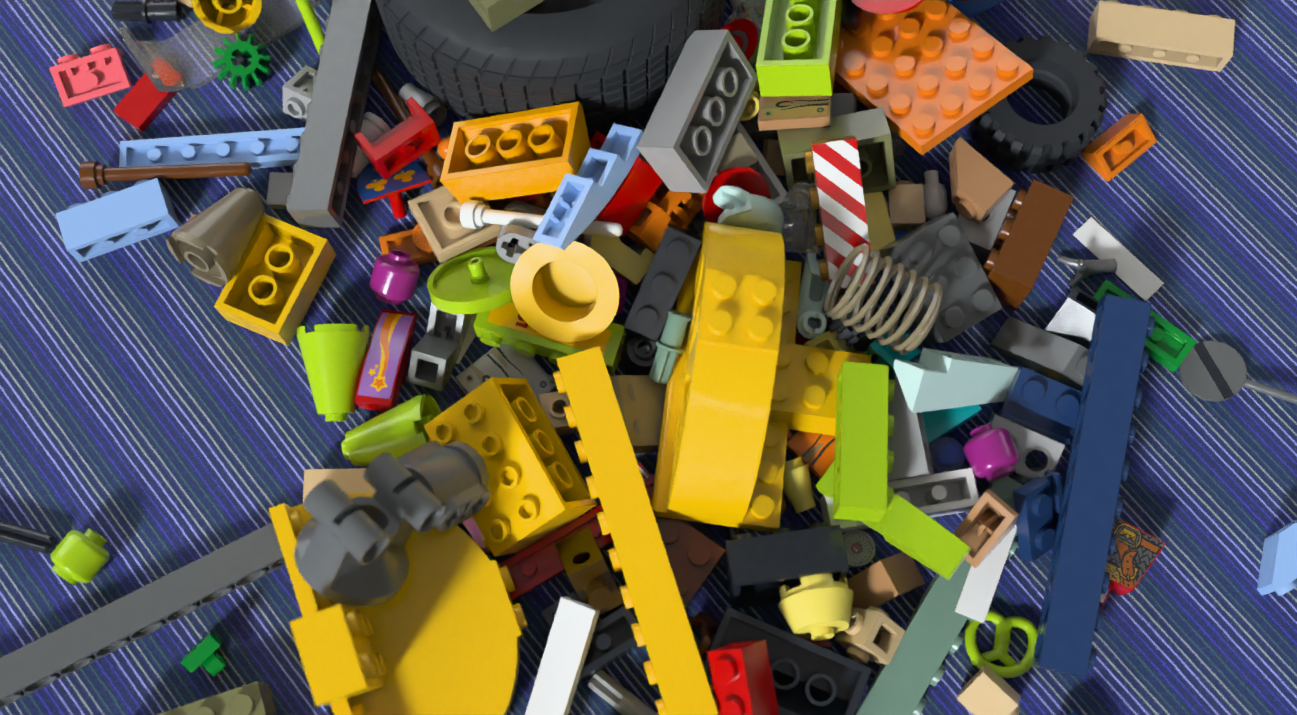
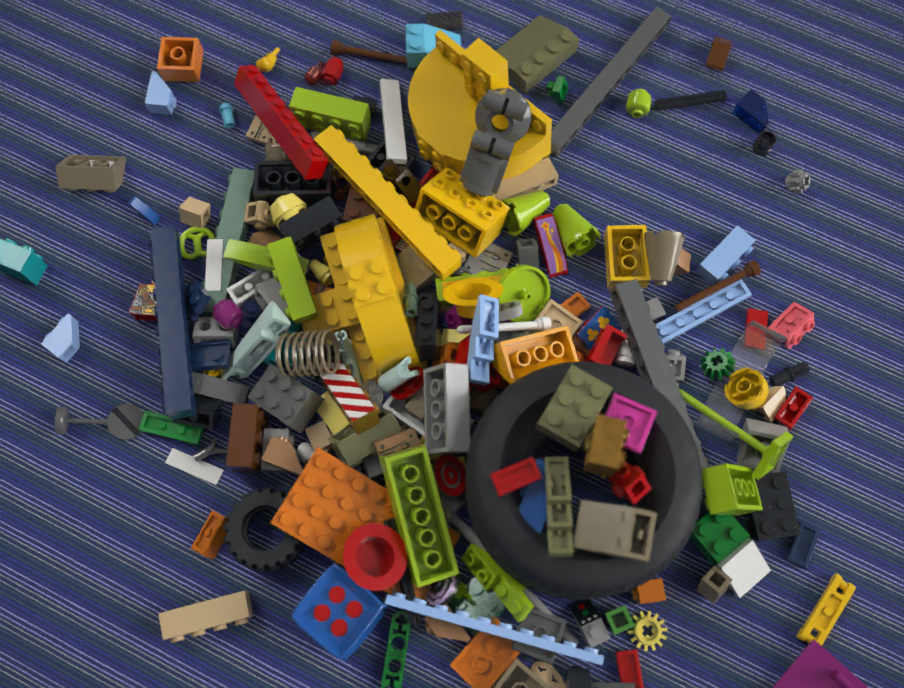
camera: 155 degrees right, 0 degrees up
(394, 277) = (569, 284): magenta head -> none
(986, 526) = (219, 276): medium nougat slope -> none

